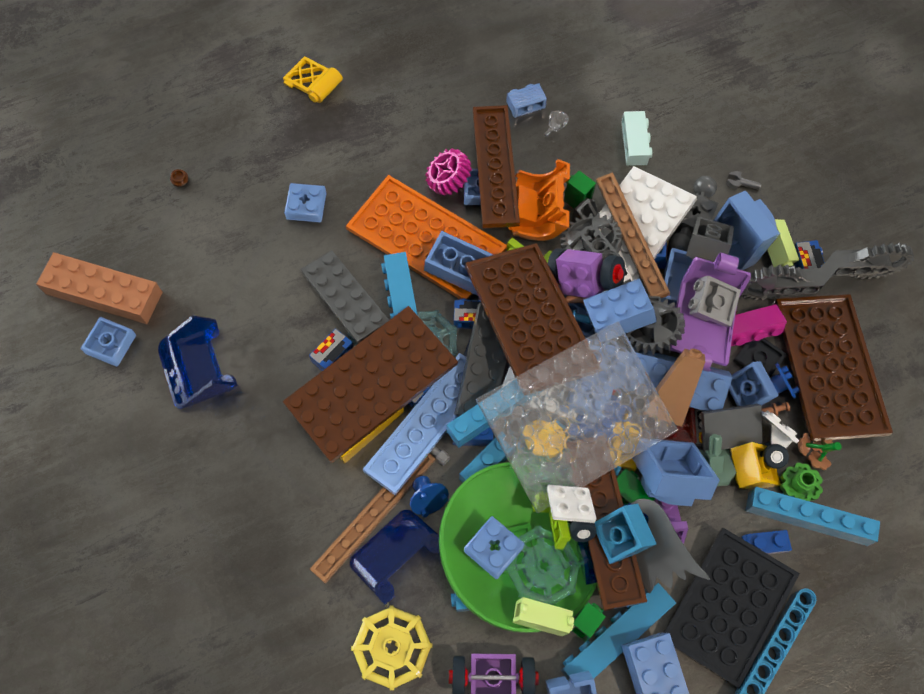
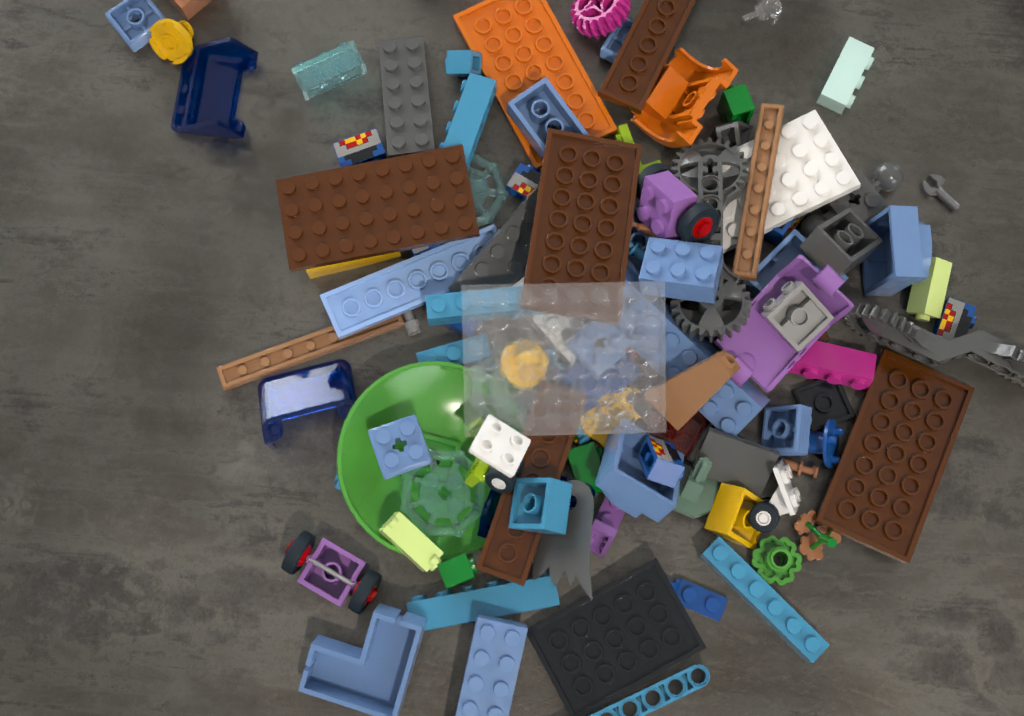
camera: 30 degrees right, 10 degrees up
(144, 342) = (172, 40): none -> yellow tile
(275, 306) = (329, 69): none -> clear light blue brick
(372, 253) = (462, 62): none -> dark azure brick
(398, 658) = (268, 489): light yellow plate -> none
(428, 496) = (371, 359): blue piece -> none
(686, 454) = (661, 461): none -> brick

